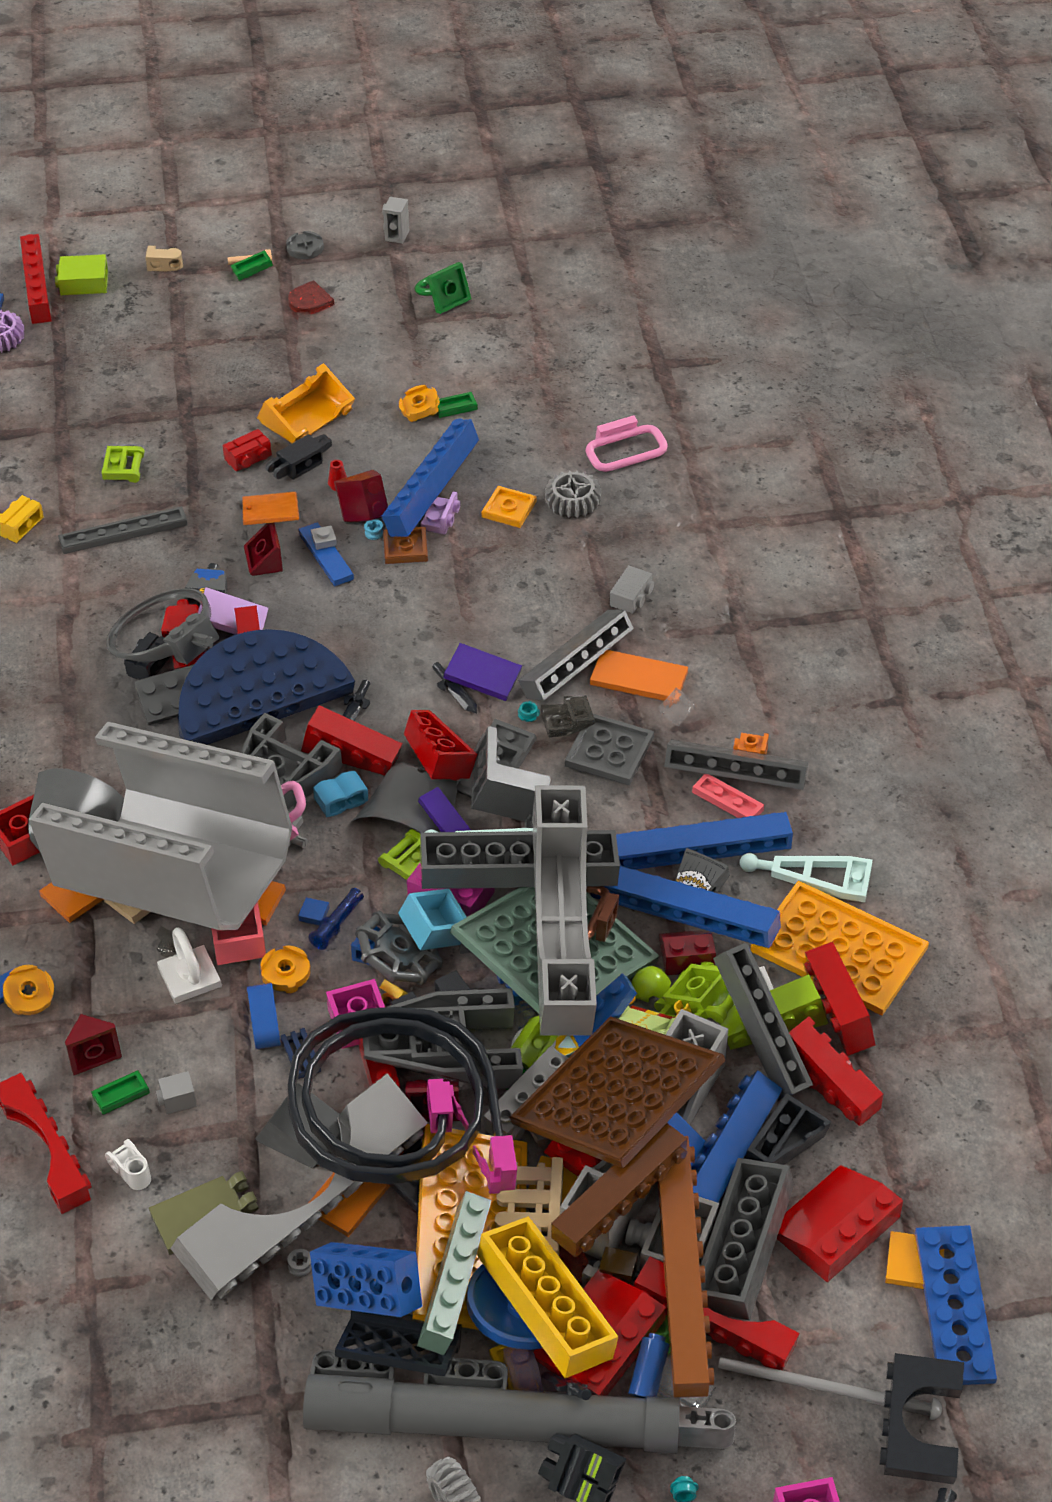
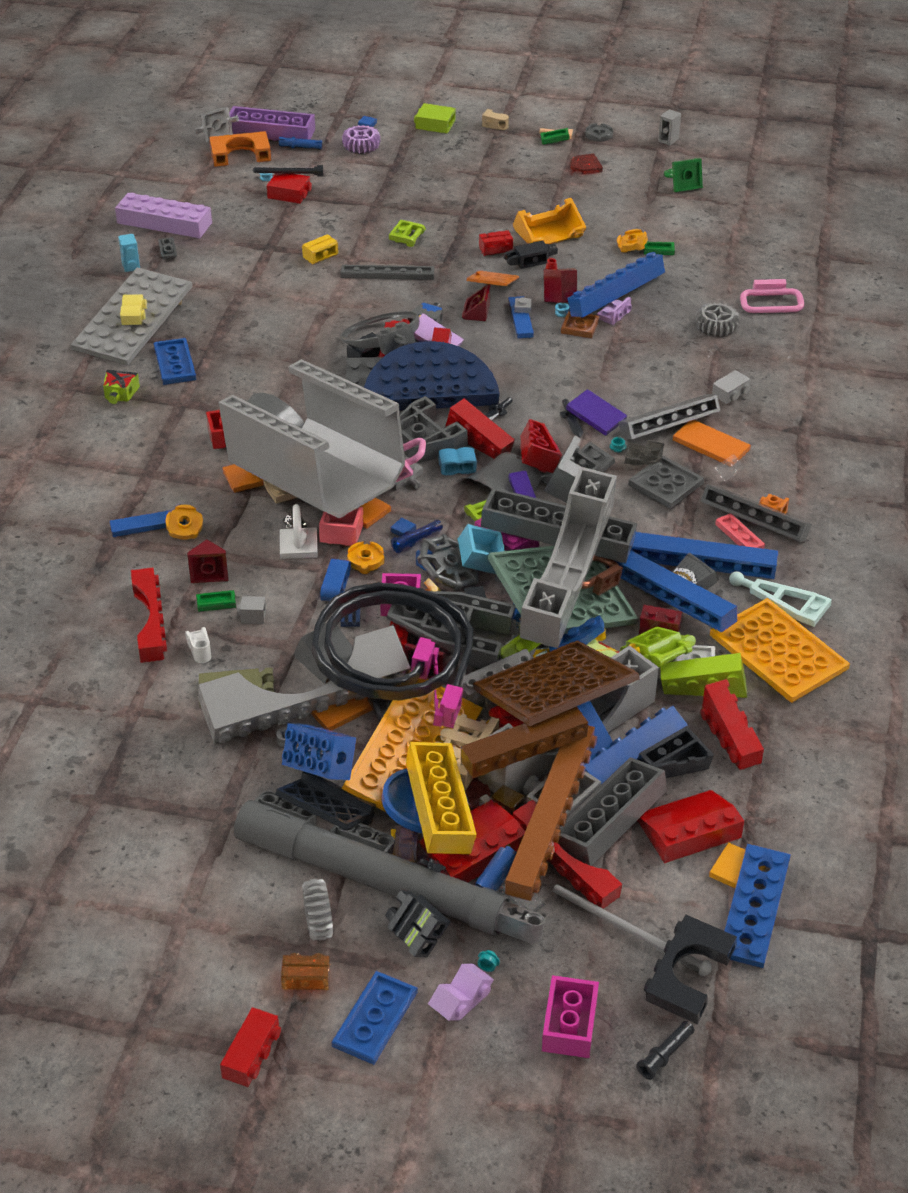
camera: 20 degrees right, 5 degrees down
(35, 278) = (398, 120): red arch -> none
(454, 1273) = (381, 767): brick -> none
(509, 506) = (667, 318): light orange tile -> none
(650, 982) = (621, 632): lime hair -> none
(762, 1020) = (689, 671): dark grey brick -> none
(840, 998) = (759, 679): red wedge -> none

